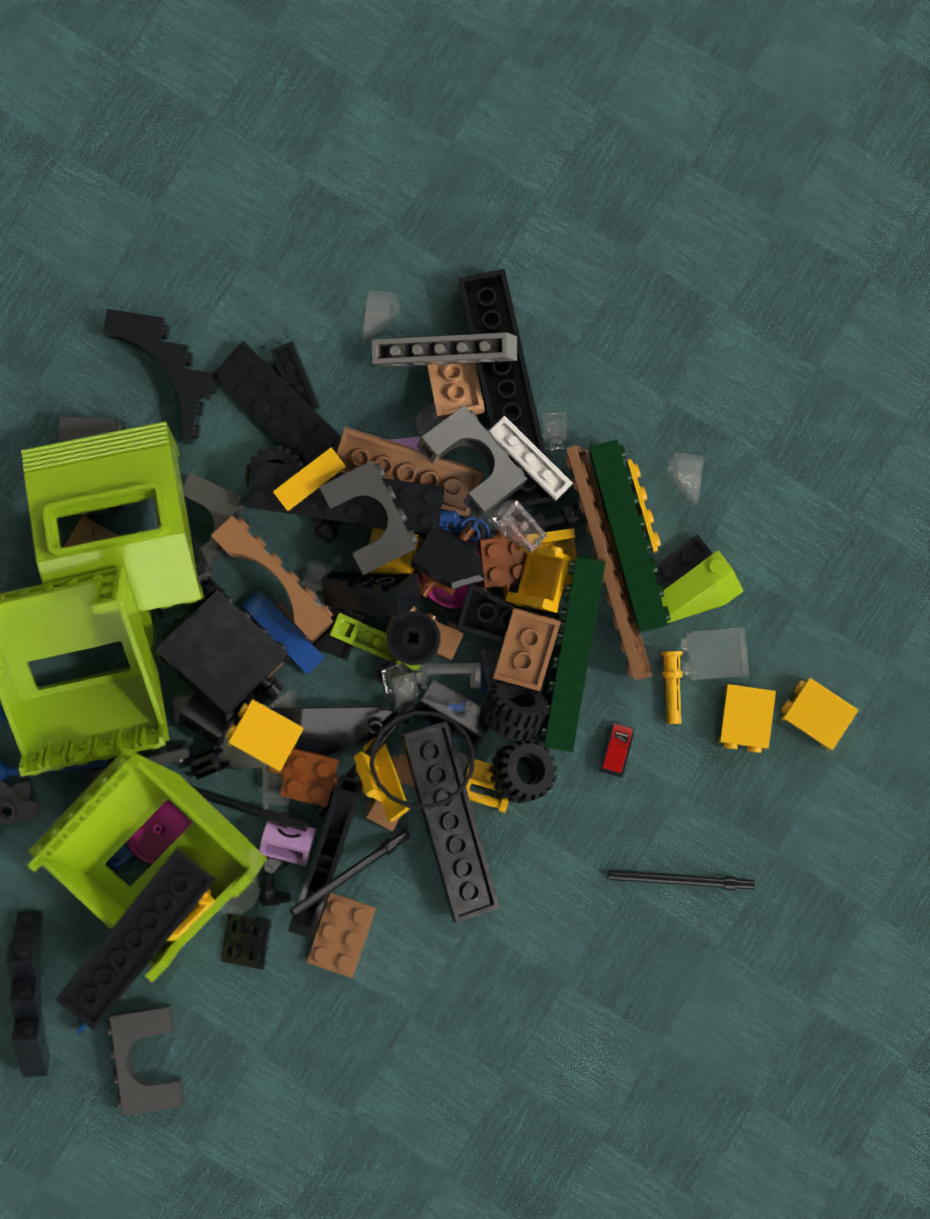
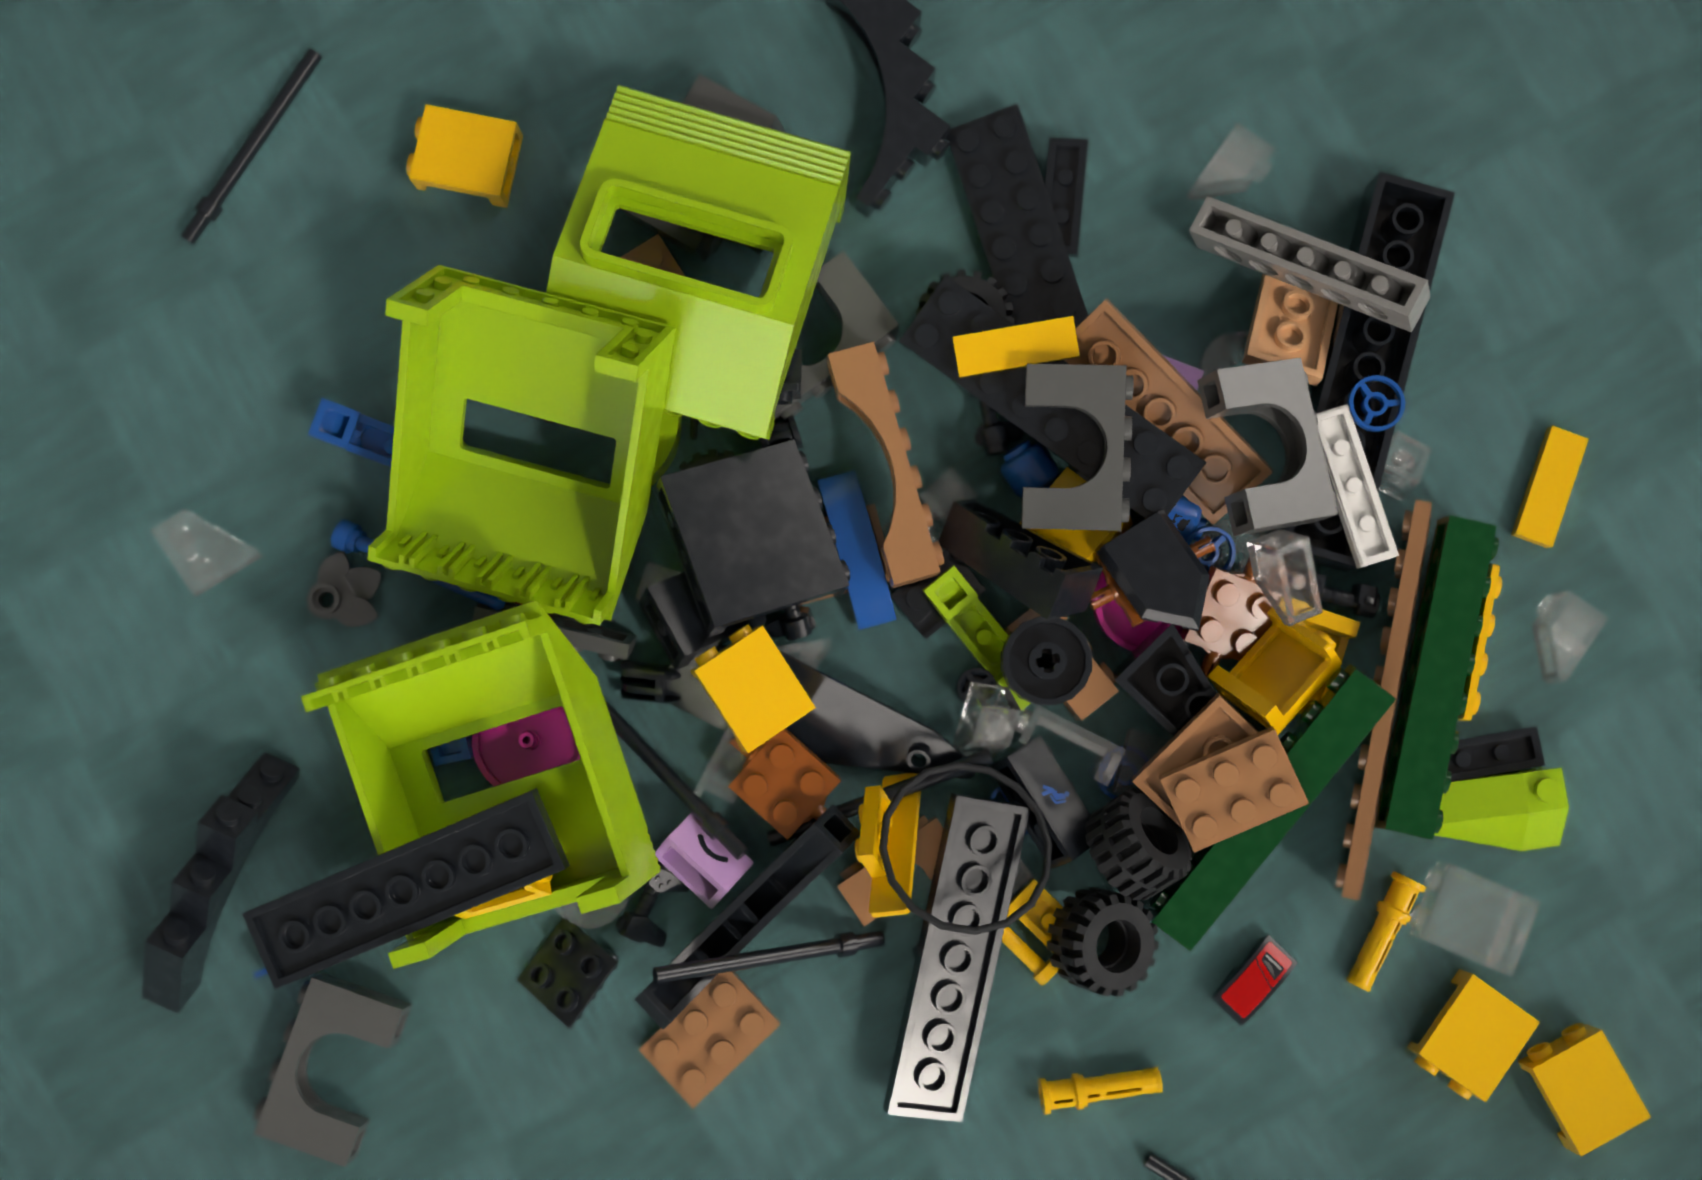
camera: 30 degrees right, 0 degrees up
(353, 537) = (1028, 467): none -> blue head
(513, 404) = (1384, 403): none -> blue piece
(547, 654) = (1233, 789): none -> medium nougat plate
(554, 857) = (1081, 1090): none -> yellow pin
(641, 399) = (1549, 487): none -> yellow tile

